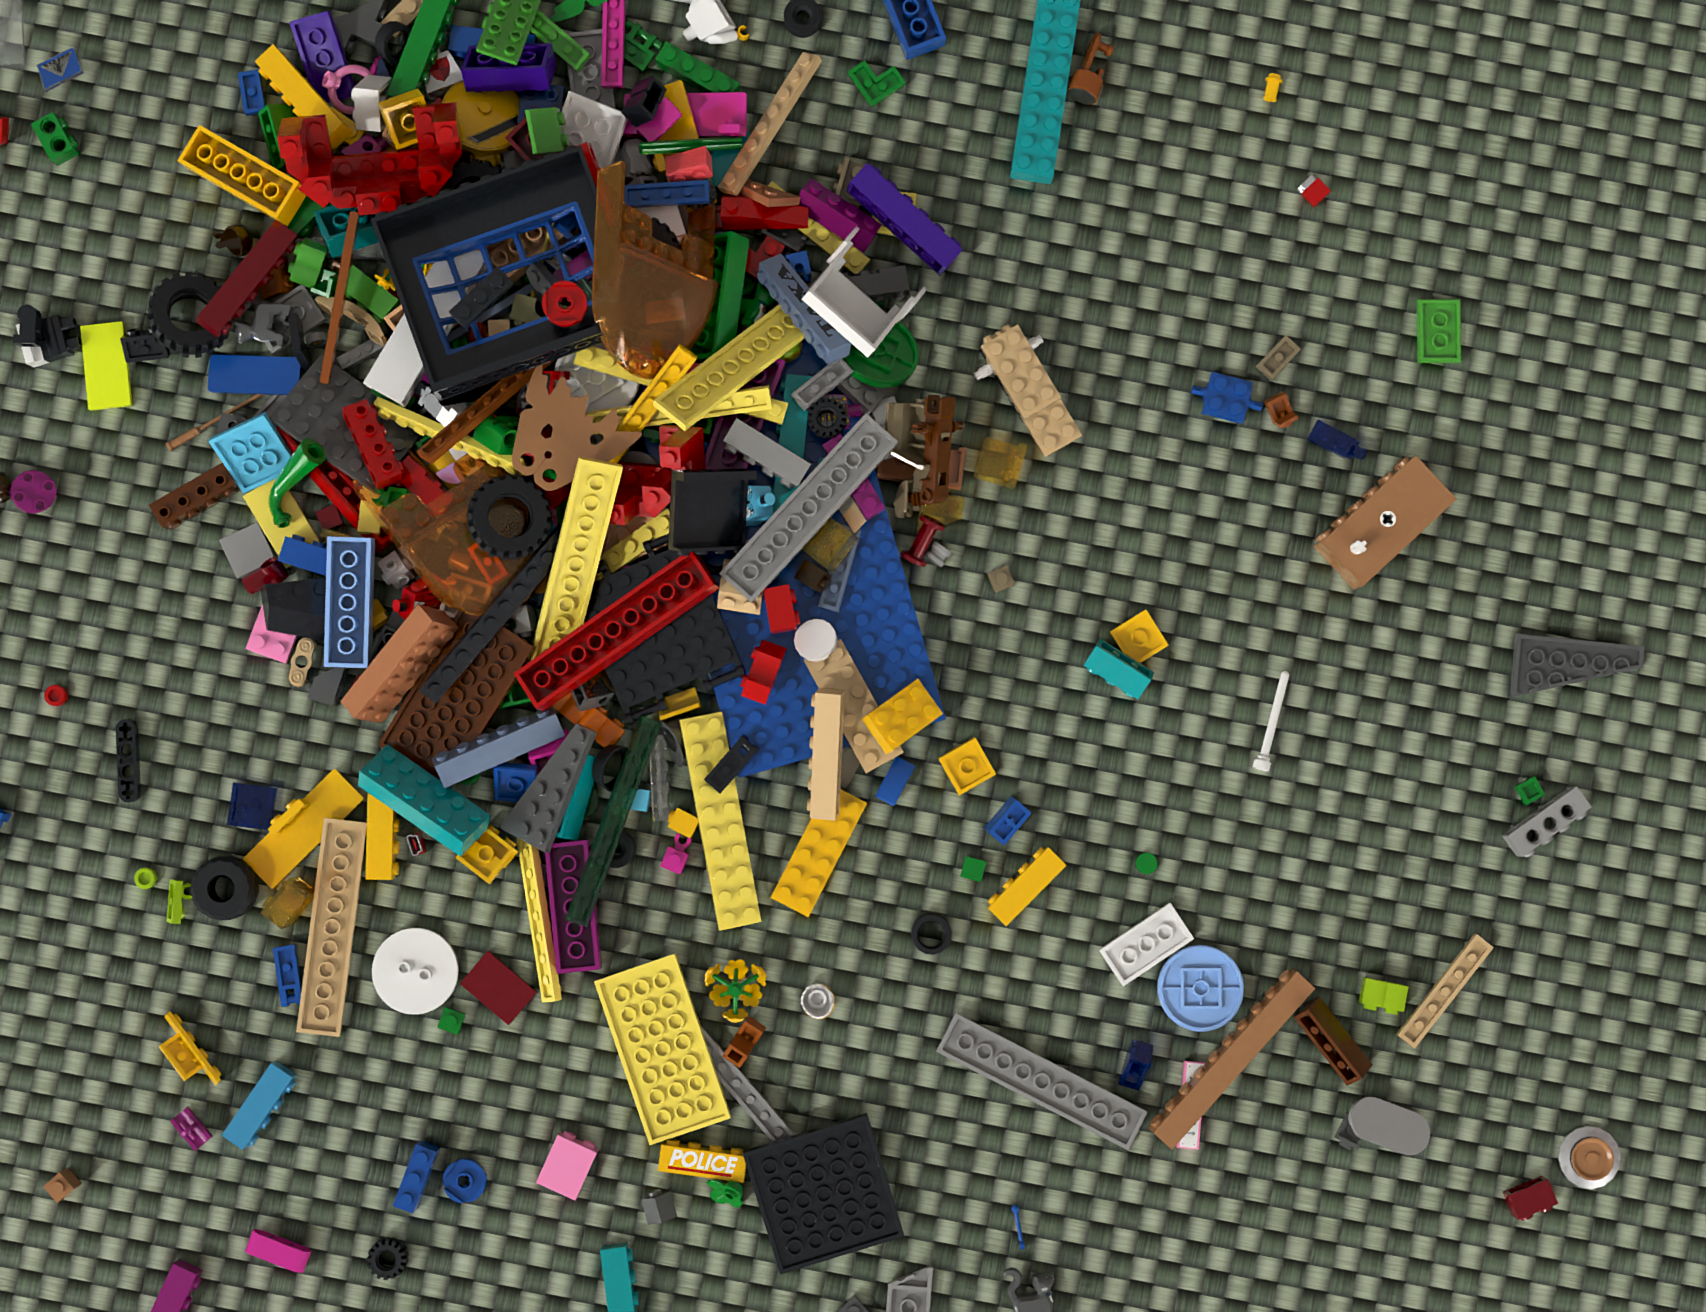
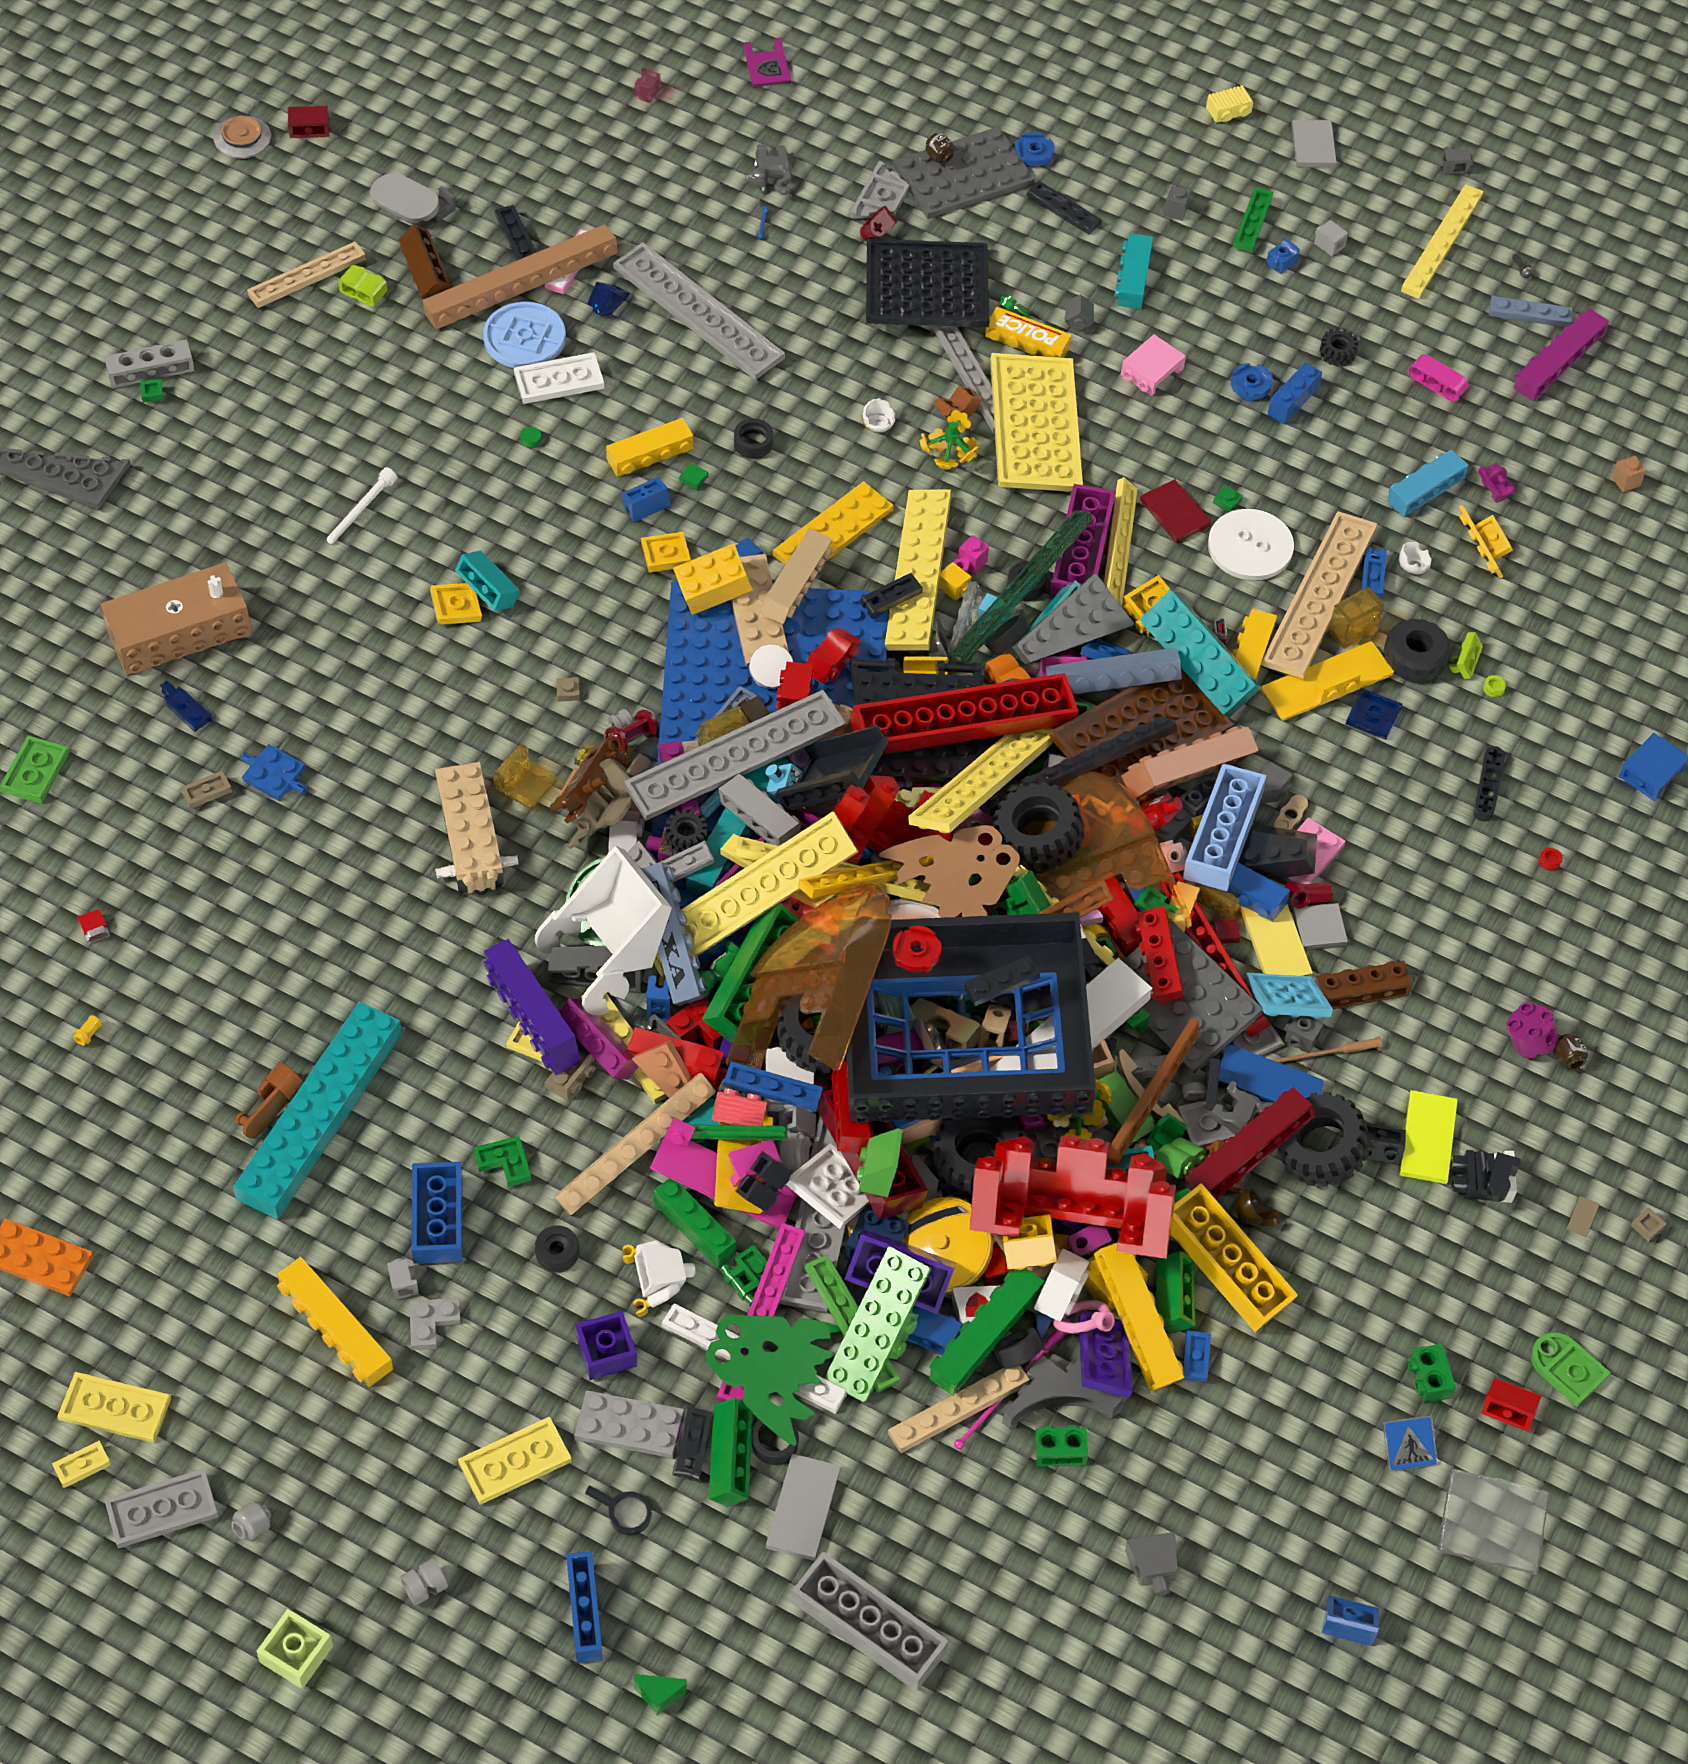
camera: 160 degrees left, 30 degrees down
(251, 1001) = (1414, 559): none -> white hair
(303, 460) = (1243, 960): green animal -> none
(896, 1260) = (878, 224): none -> dark red piece
(1257, 1116) = (515, 232): none -> black plate
(1280, 410) = (226, 741): dark orange bracket -> none

